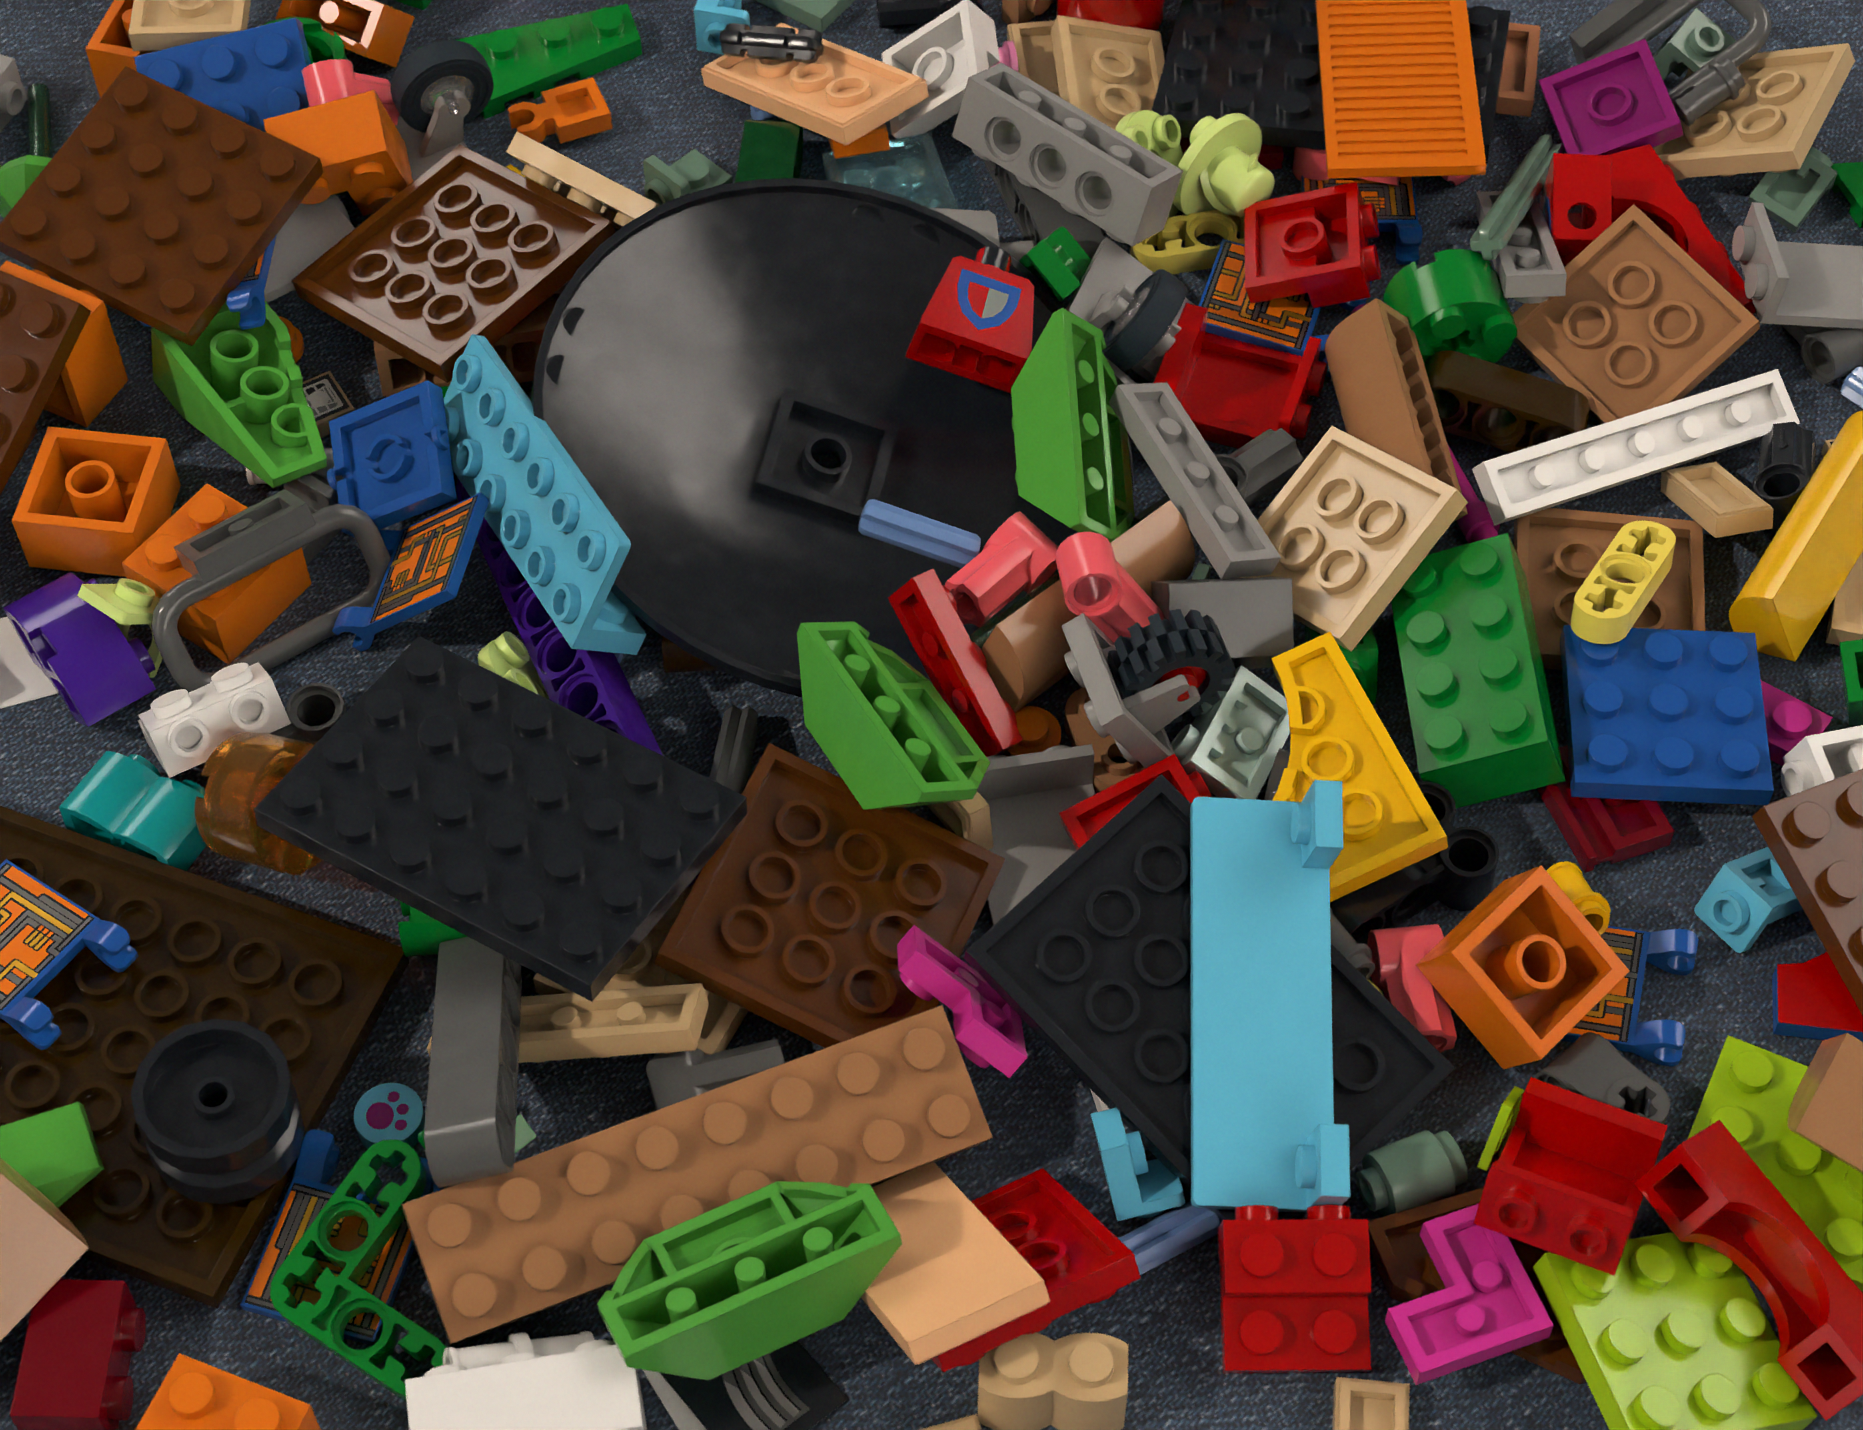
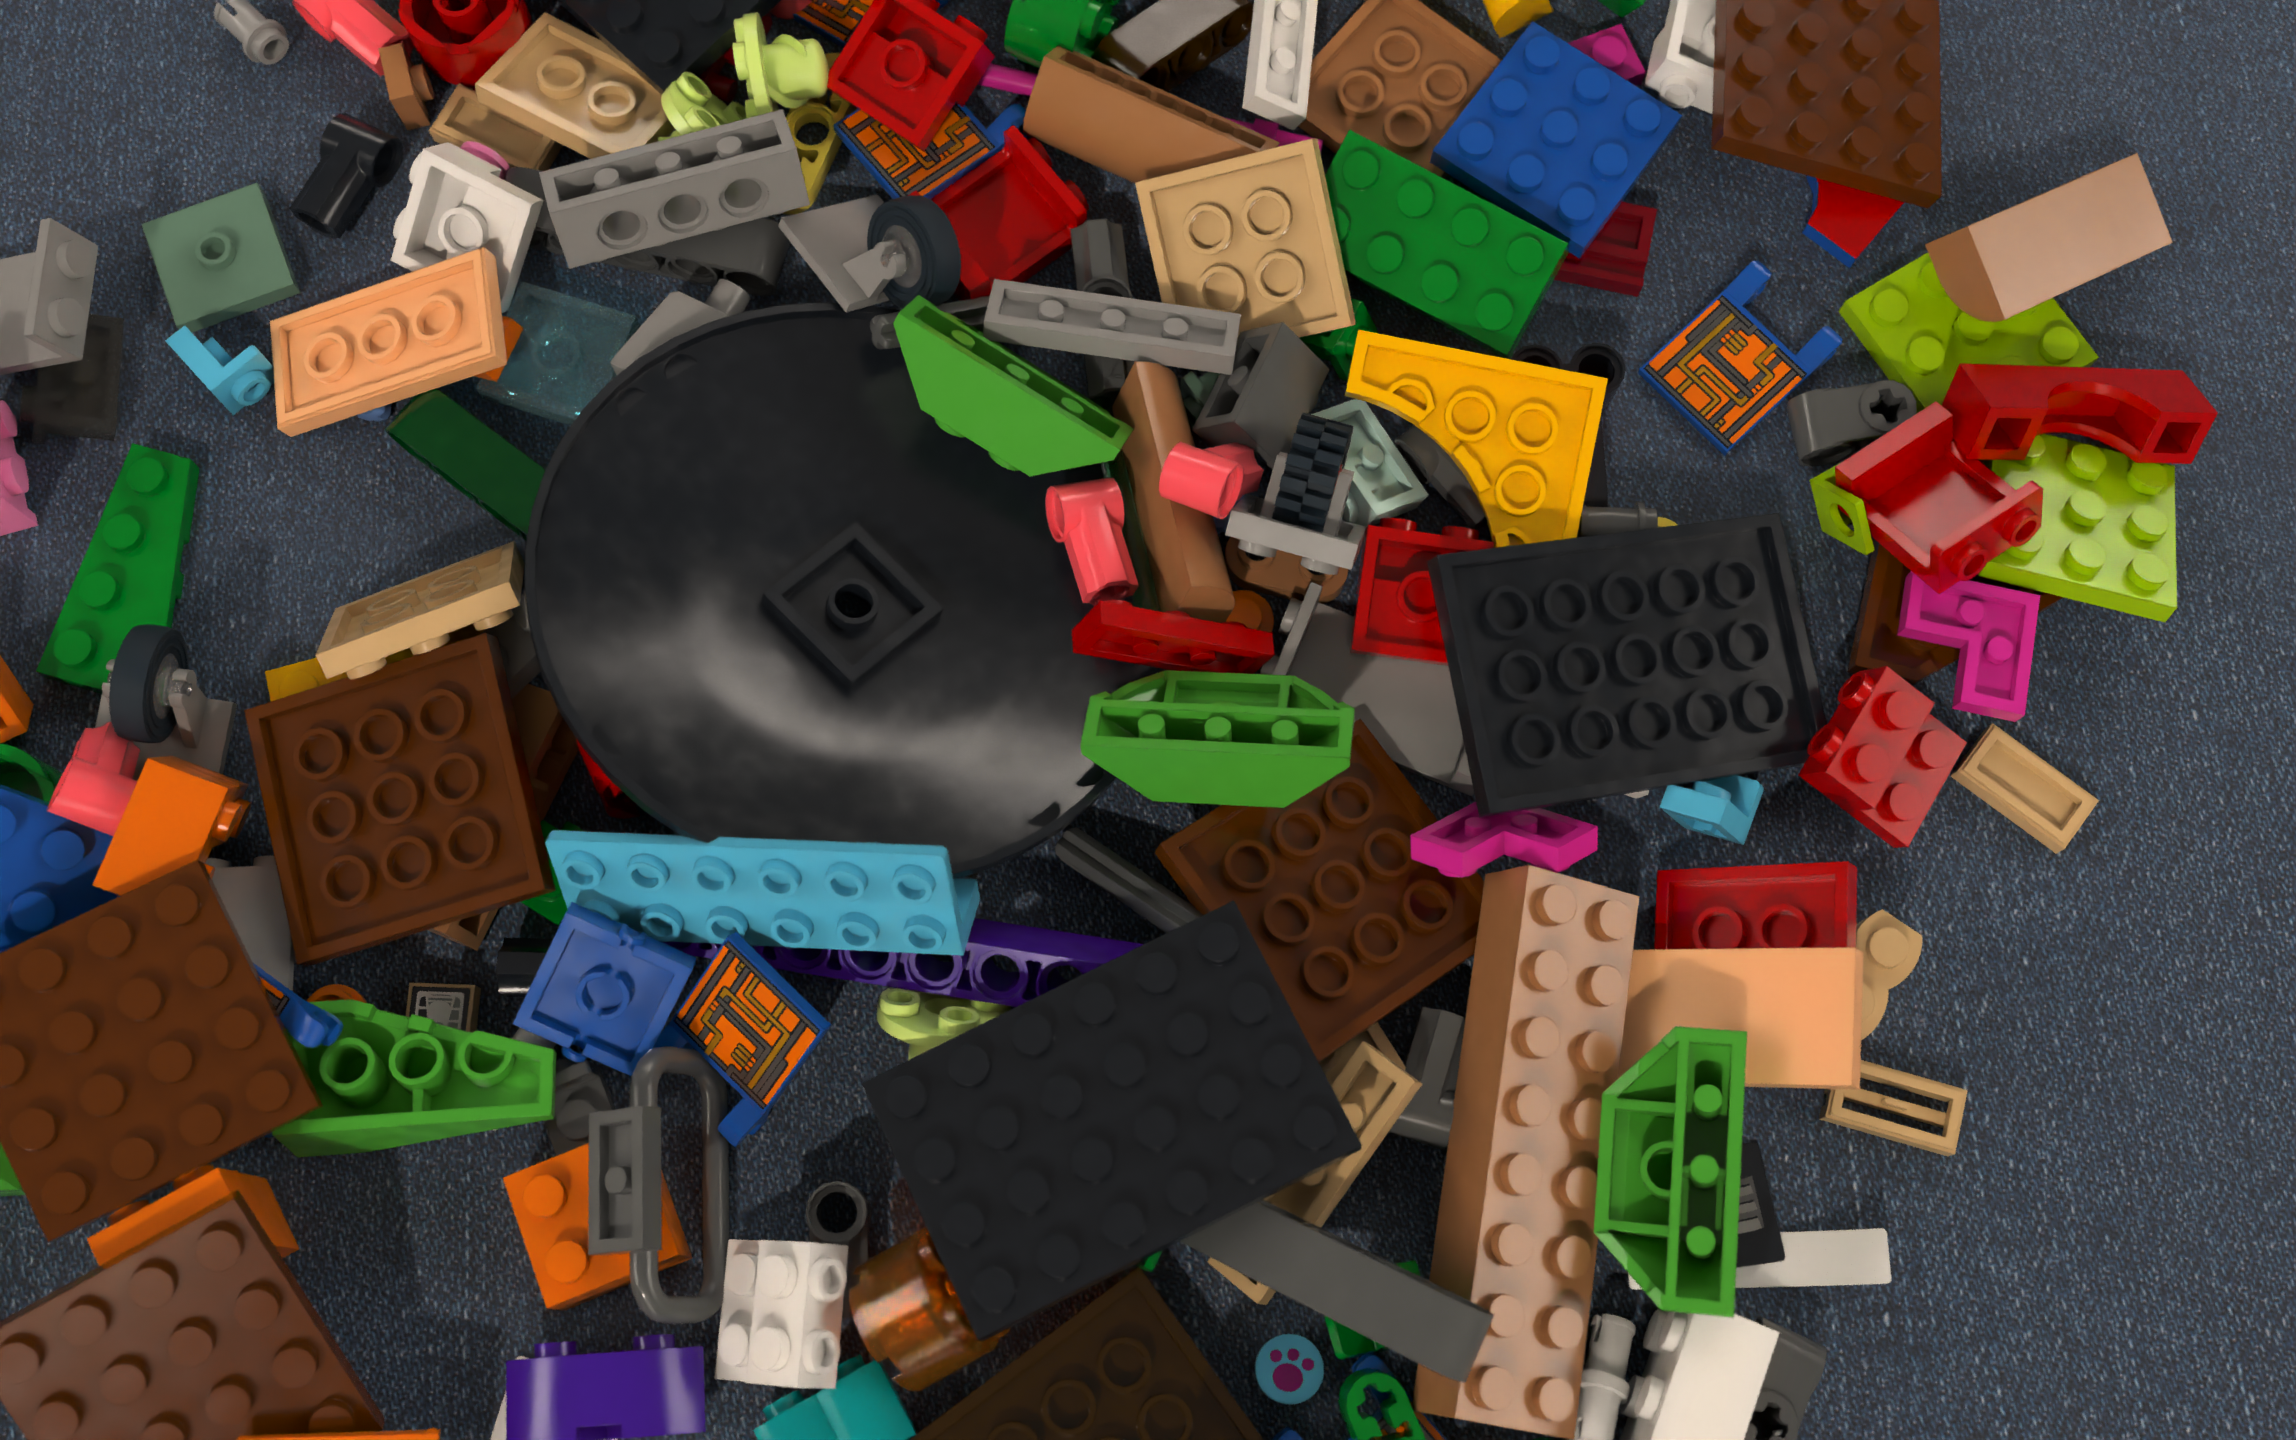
camera: 60 degrees left, 20 degrees up
(94, 499) = (434, 1292): orange brick -> none
(127, 604) = (606, 1327): yellowish green bracket -> none
(567, 110) = (236, 577): orange plate -> none
(683, 177) = (413, 529): sand green bracket -> none
(771, 43) = (311, 348): black axle -> none
(918, 533) = (1017, 584): medium blue axle -> none
(978, 321) = (826, 386): red torso -> none
(1058, 262) = (783, 277): green bracket -> none
(1170, 1235) = (1770, 824): medium blue axle -> none
(1264, 1003) = (1669, 613): medium azure bracket -> none
(1404, 985) = (1652, 474): coral piece -> none
(1411, 1172) = (1831, 602): sand green brick -> none
(1522, 968) = (1734, 404): orange brick -> none
(1589, 903) = (1671, 322): yellow pin -> none
(1623, 600) = (1429, 101): light yellow beam -> none
(1746, 899) = (1744, 199): medium azure bracket -> none

